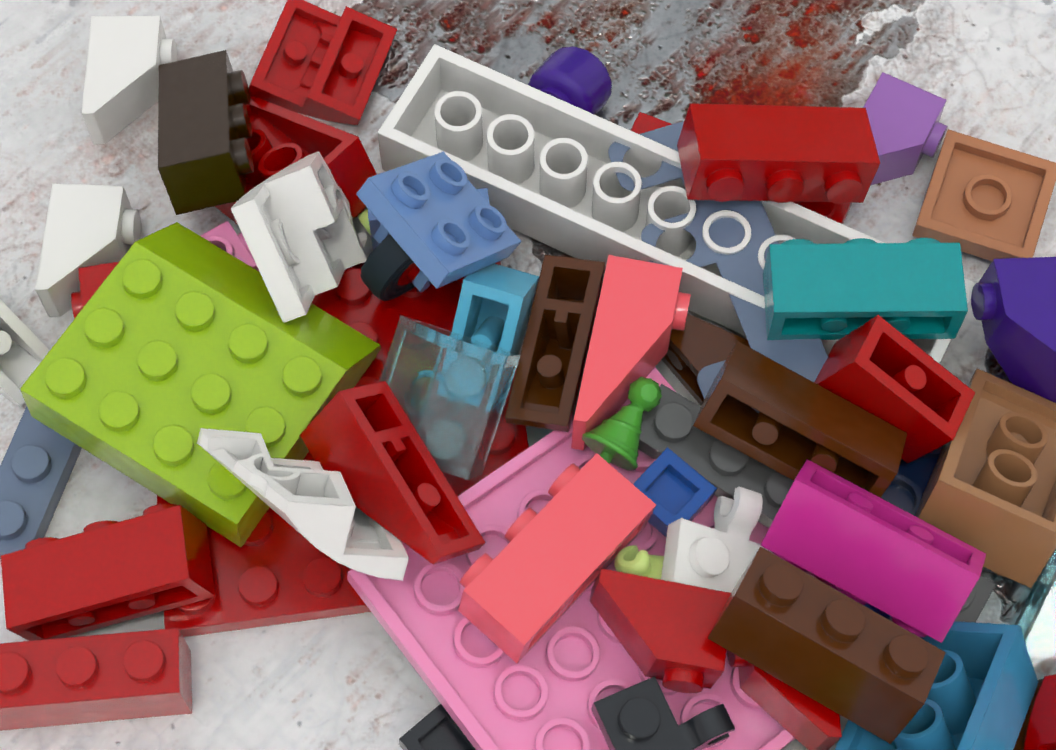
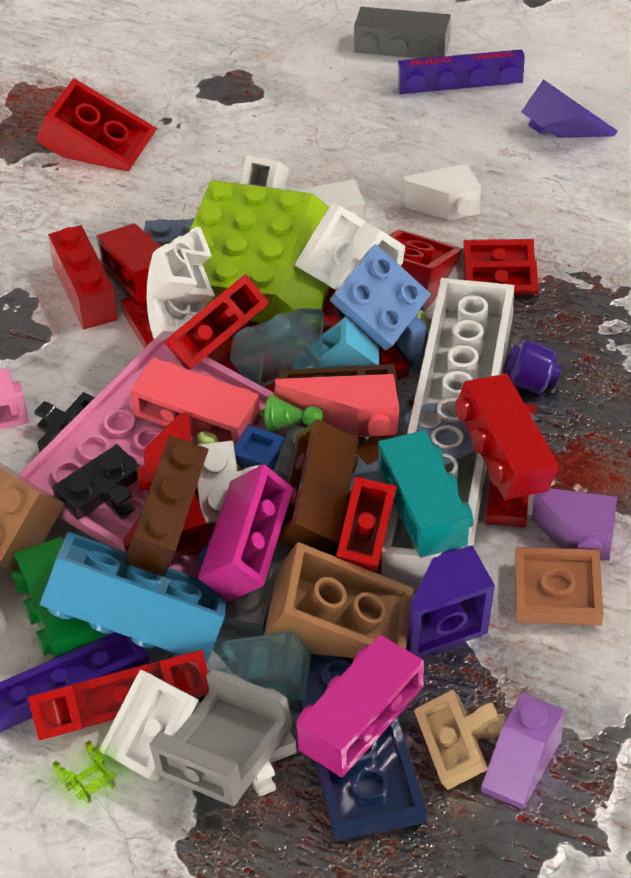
camera: 75 degrees right, 20 degrees down
(203, 132) = (416, 218): dark brown brick -> none

